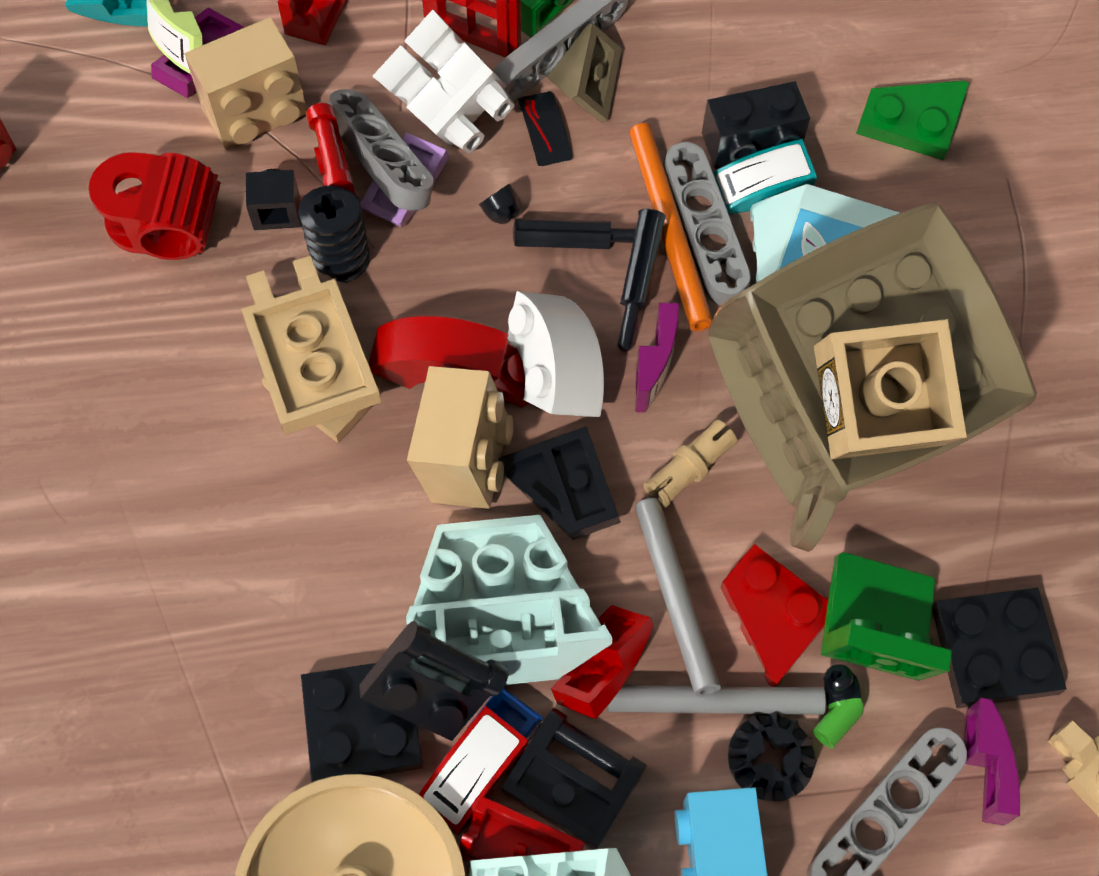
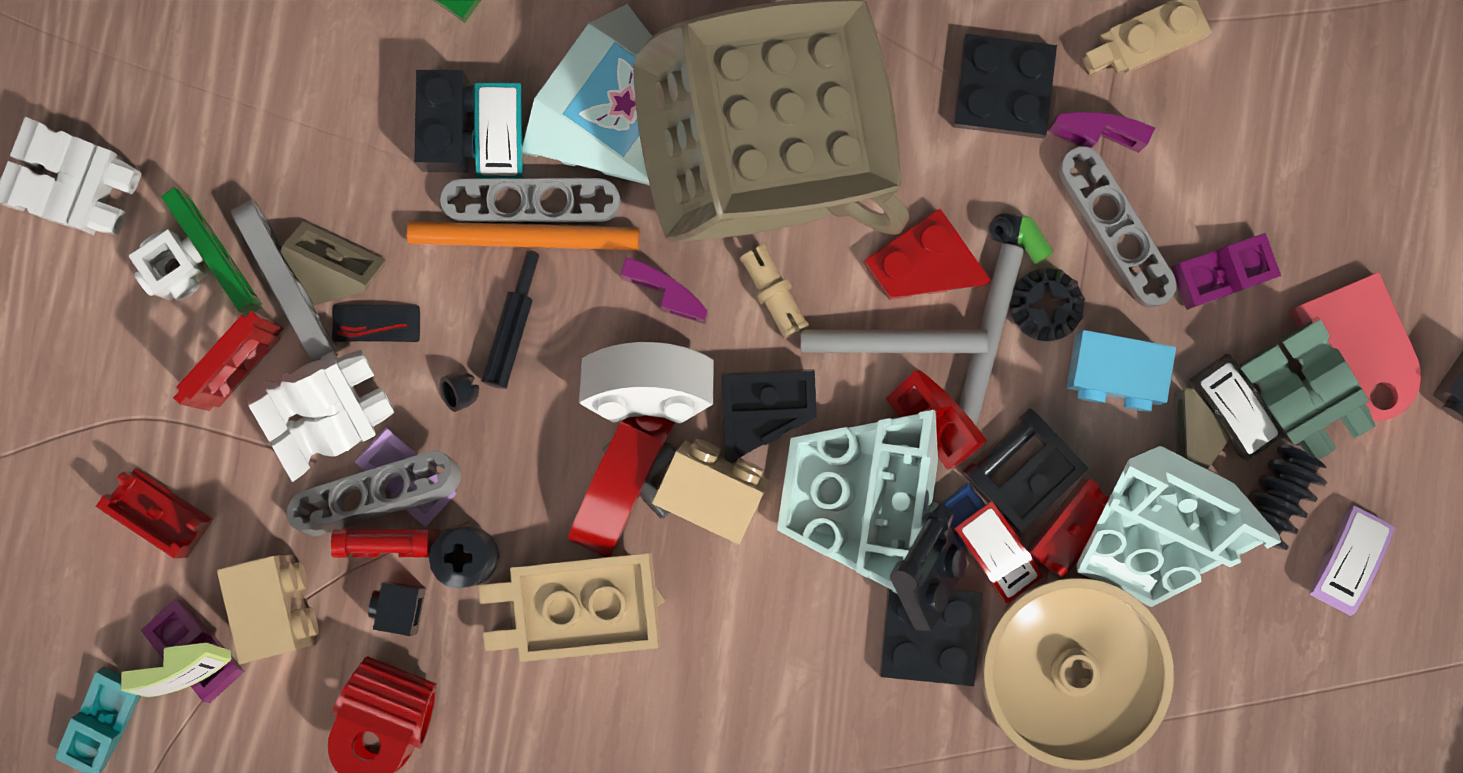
camera: 75 degrees left, 20 degrees up
(640, 272) = (572, 279): black axle -> none
(882, 619) = (963, 176): green bracket -> none
(889, 389) = (847, 129): tan brick -> none

